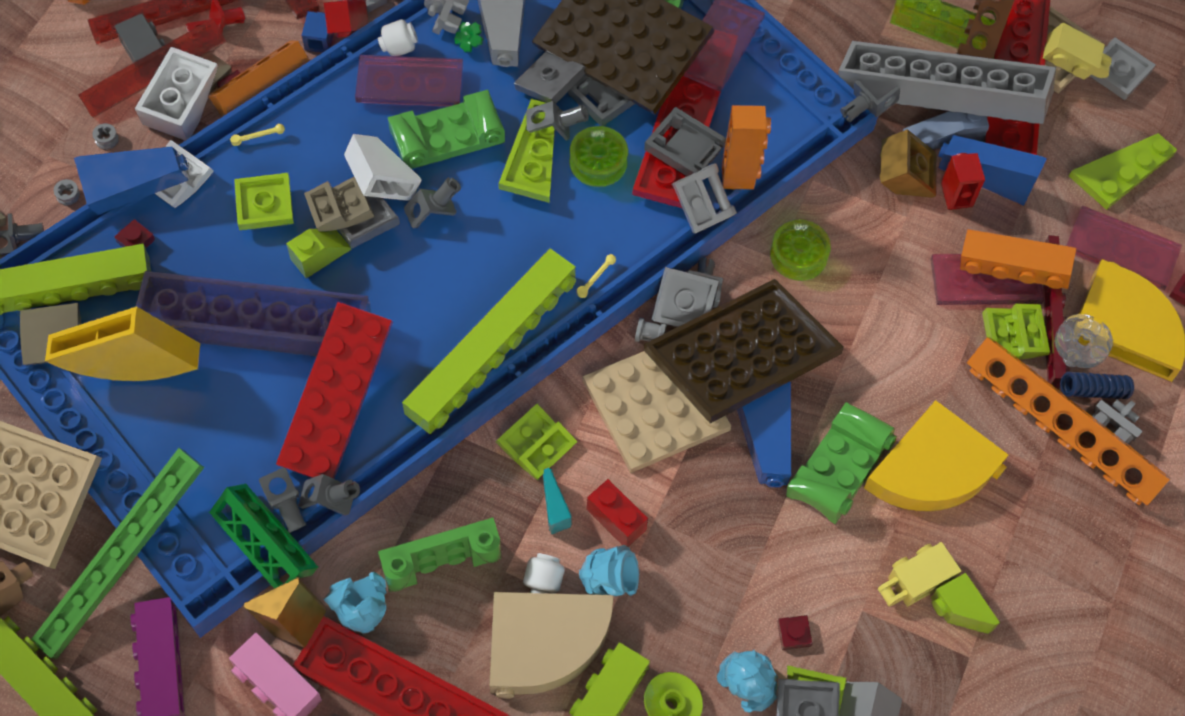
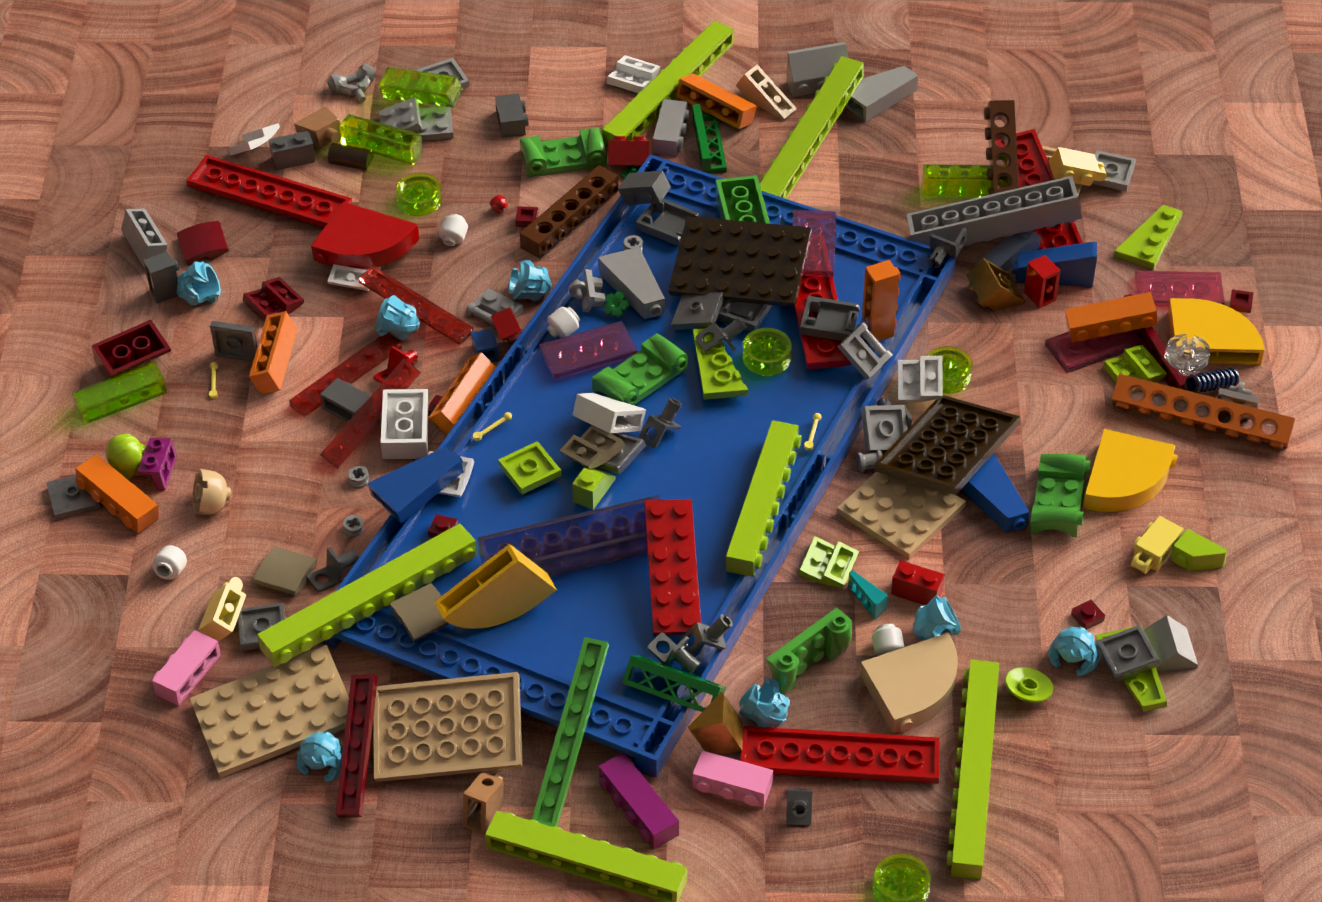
camera: 20 degrees left, 15 degrees down
(759, 252) = (920, 379): none -> white slope

